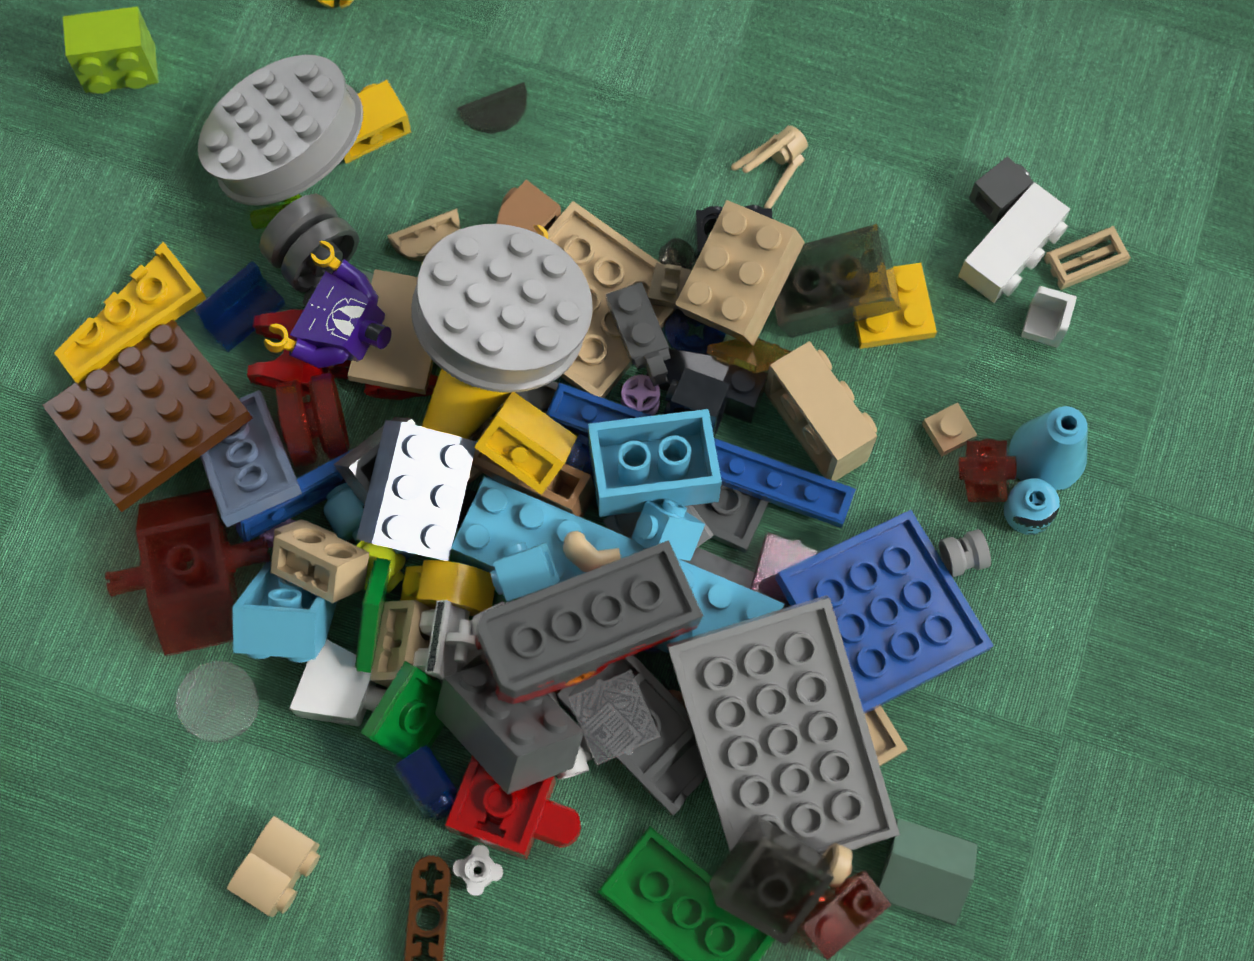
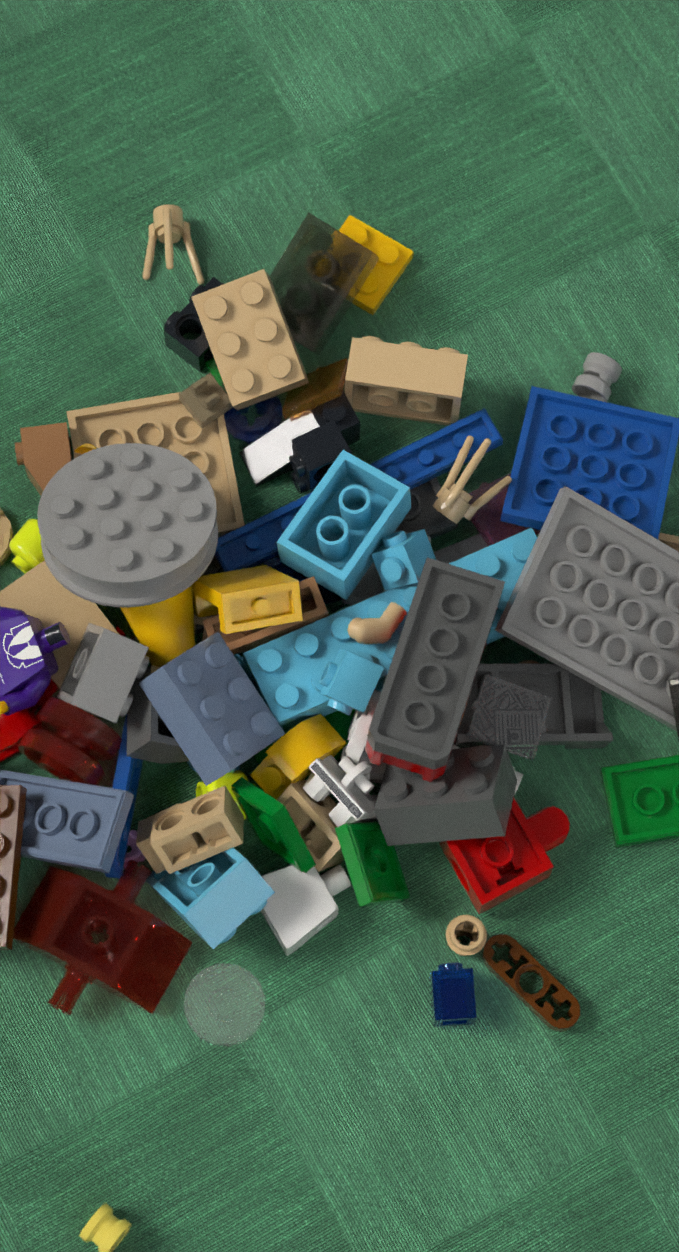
camera: 50 degrees left, 0 degrees up
(274, 867) = (396, 1062): tan brick -> none
(344, 512) = (166, 783): medium azure head -> none
(363, 865) = (452, 995): none -> clear blue brick
(370, 392) = (104, 673): none -> light grey brick
(406, 827) = (466, 926): none -> tan cone
(427, 783) = (437, 894): clear blue brick -> none
(477, 882) = (517, 923): white plate -> none
(640, 331) = (223, 451): dark grey hinge -> none
(641, 389) = (269, 489): lavender wheel -> none
(678, 253) = (181, 375): clear smoke tile -> none
(758, 528) = (452, 498): none -> tan plant
(949, 429) = (493, 308): tan plate -> none
(987, 470) = (552, 308): clear red brick -> none
(1000, 189) = (347, 111): dark grey brick -> none
(1015, 243) = (397, 138): white brick -> none
(1031, 506) = (605, 303): medium azure head -> none
(1048, 316) = (474, 166): white panel -> none
(1052, 447) = (574, 253): medium azure cone -> none
(1059, 270) = (442, 128): tan tile -> none

